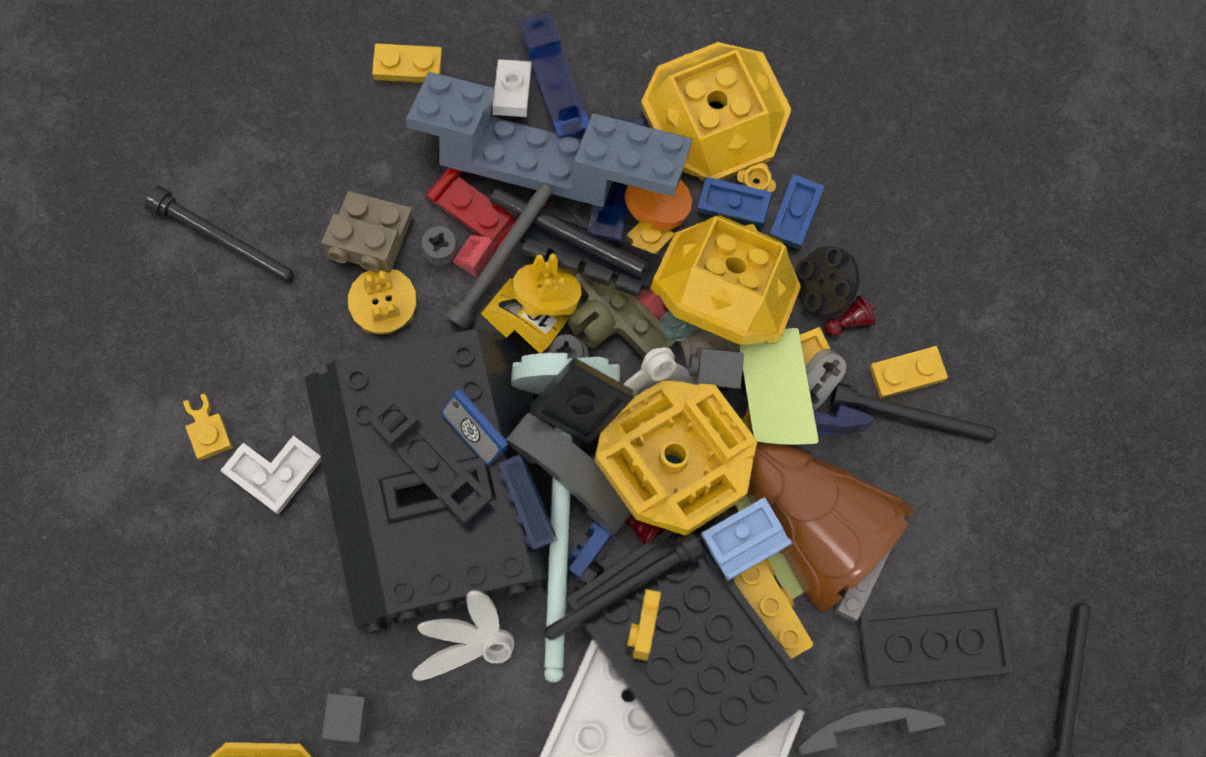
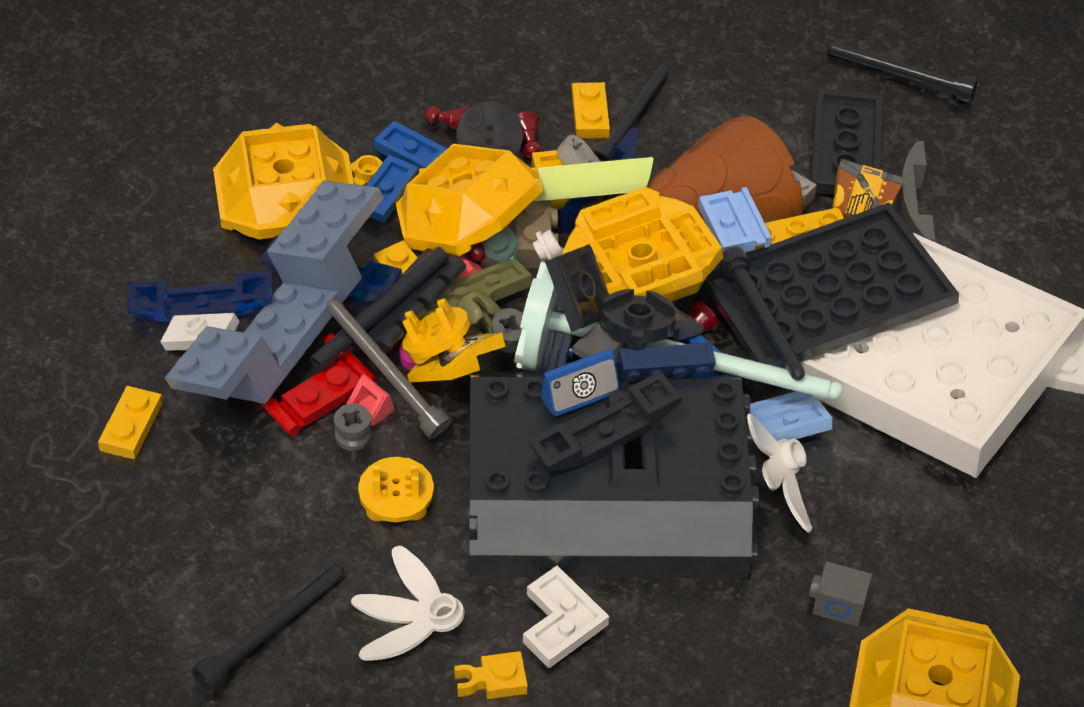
camera: 75 degrees left, 25 degrees down
(261, 334) = (429, 614): none -> white plant
(367, 232) = (317, 483): dark tan plate -> none
(528, 629) = (792, 415): none -> light blue plate
(541, 468) = (638, 318): none -> black plate
(642, 633) = (809, 299): yellow plate -> none
(659, 209) = (373, 241): orange tile -> none
(716, 367) = (559, 214): dark grey brick -> none
(844, 670) = (863, 188): none -> torso
(853, 241) = (448, 117): none -> dark red piece

